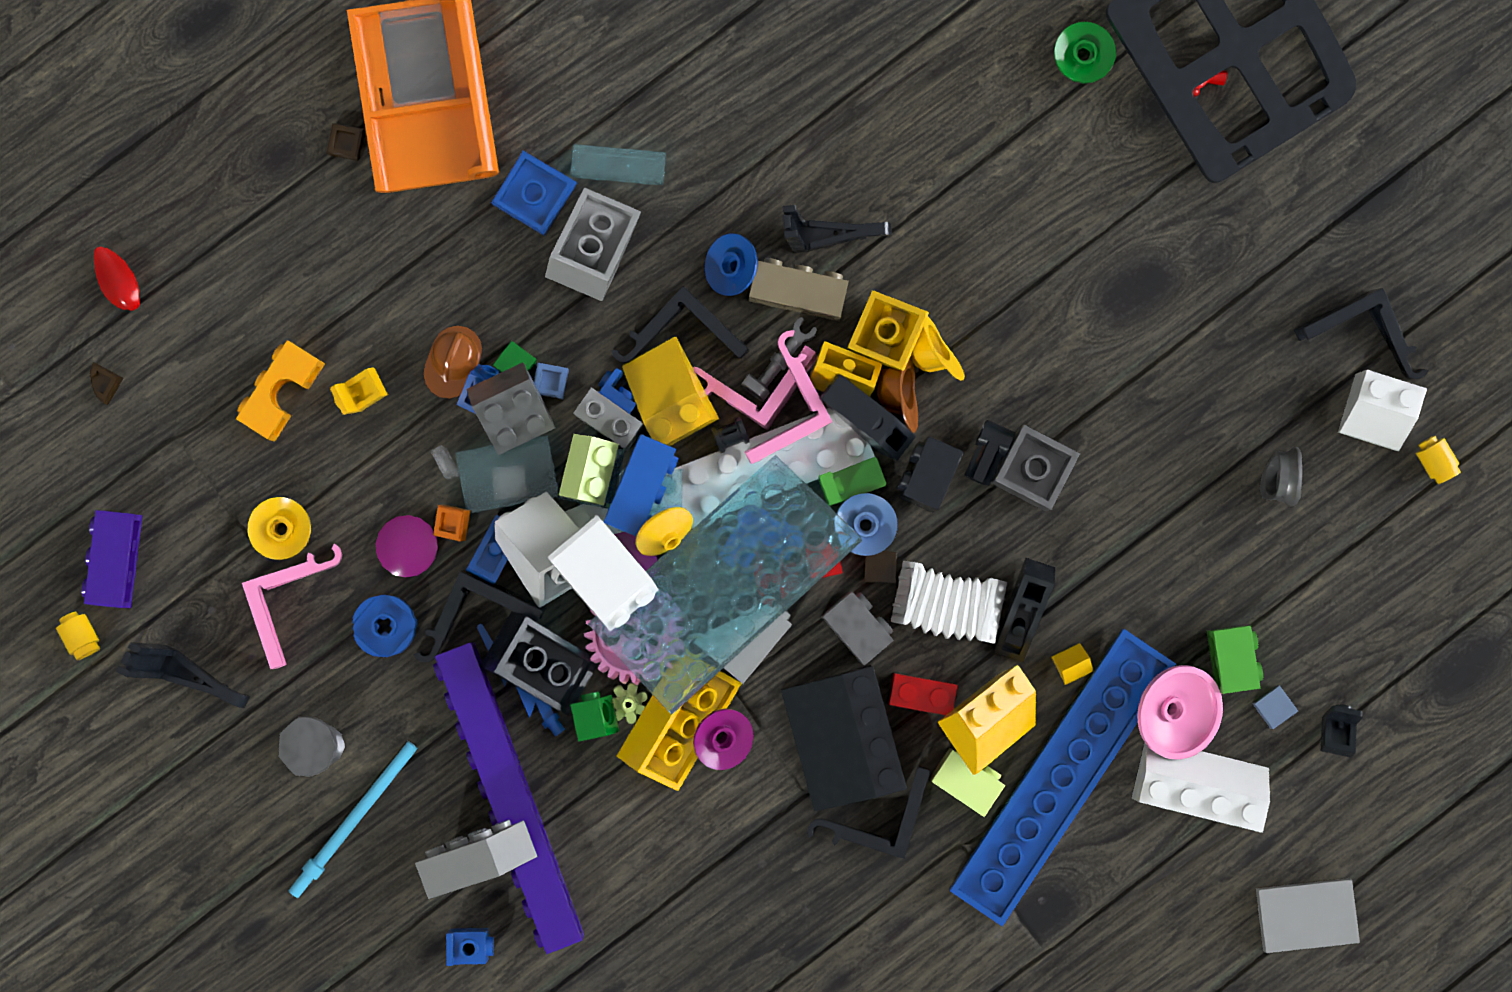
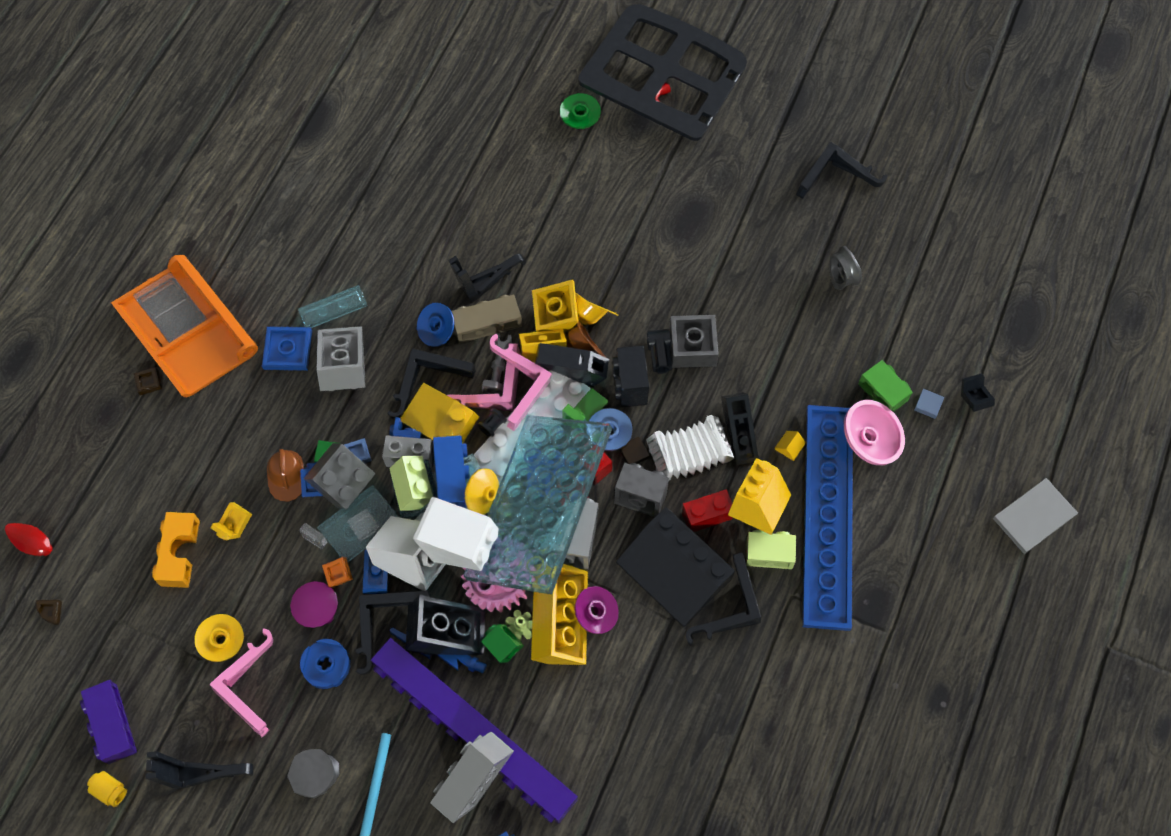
camera: 25 degrees left, 20 degrees down
(1205, 787) = (919, 473): white slope -> none
(1381, 409) = (874, 206): white slope -> none
(1438, 459) = (925, 216): yellow brick -> none

